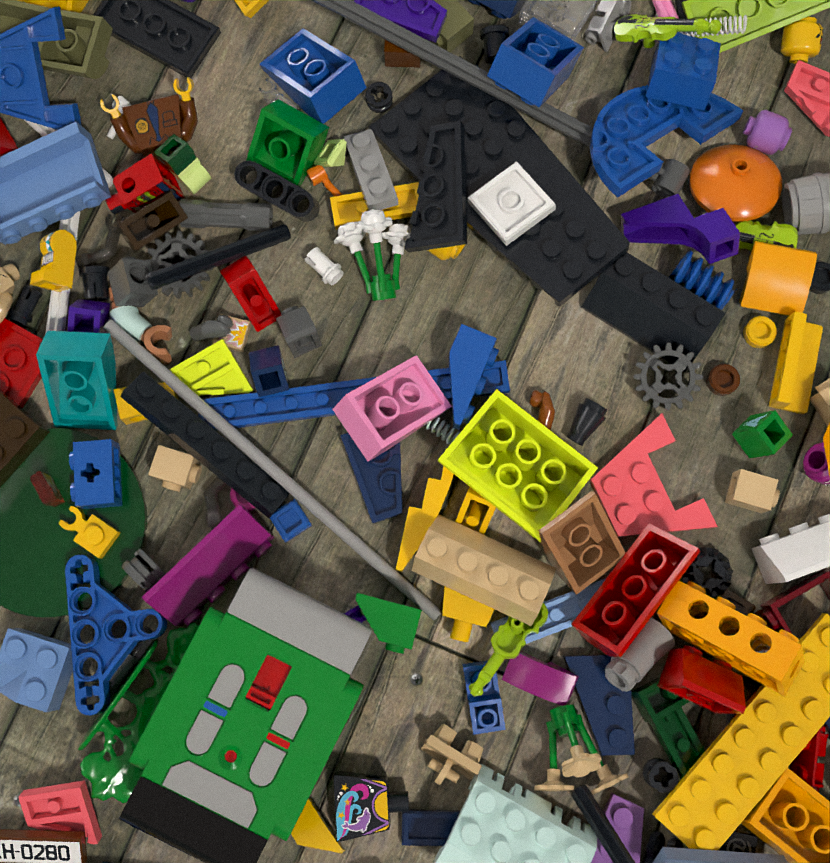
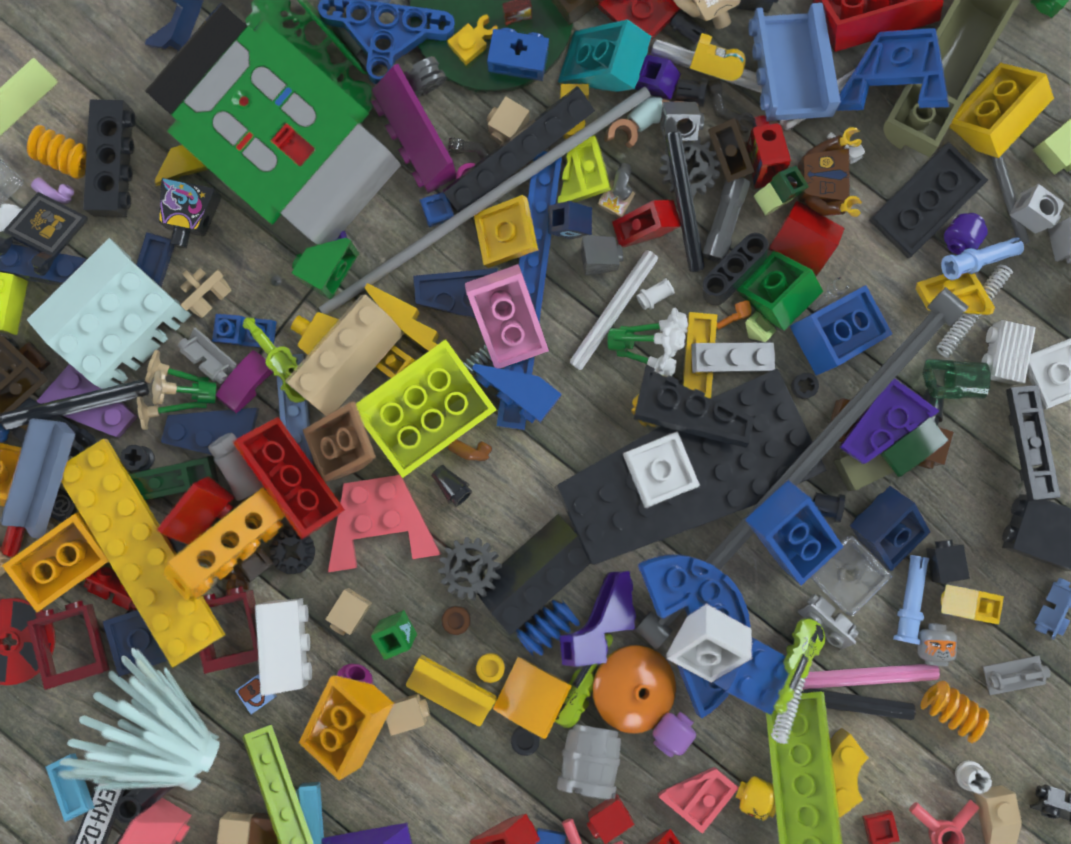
camera: 105 degrees right, 5 degrees up
(224, 130) = (807, 237): none -> red slope
(298, 435) = (505, 231): none -> yellow plate
(352, 304) = (613, 310): none -> white axle
(529, 715) = (215, 362): none -> light grey hinge
(671, 110) = (711, 644): none -> white slope

